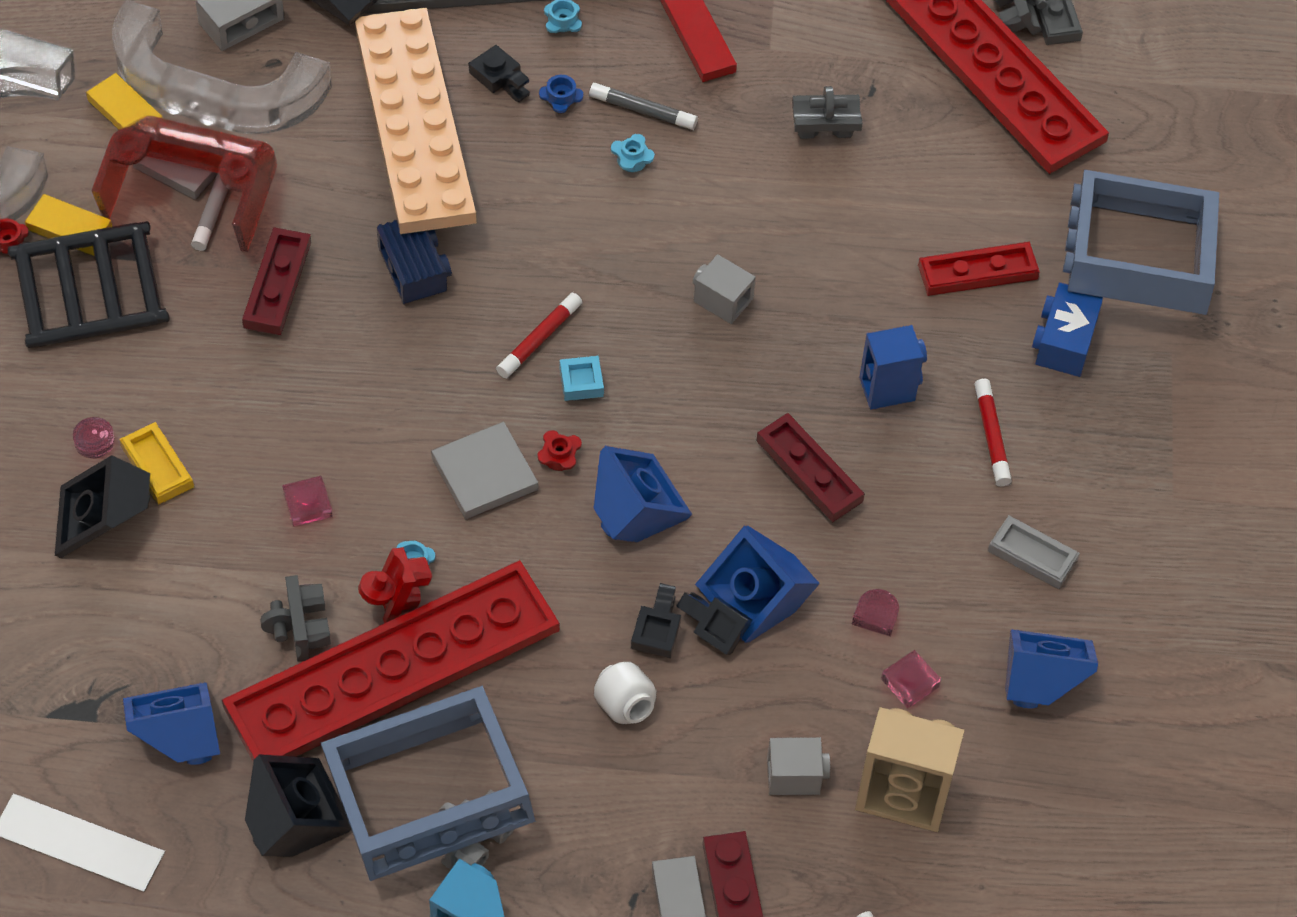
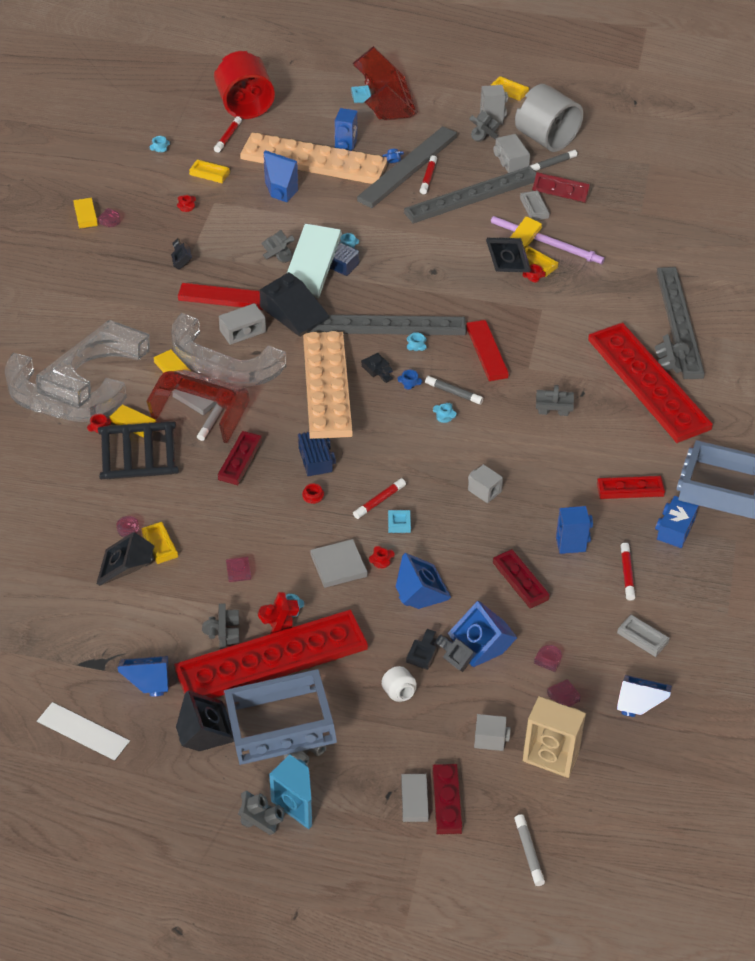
camera: 10 degrees right, 10 degrees down
(419, 331) = (313, 493): none -> red plate

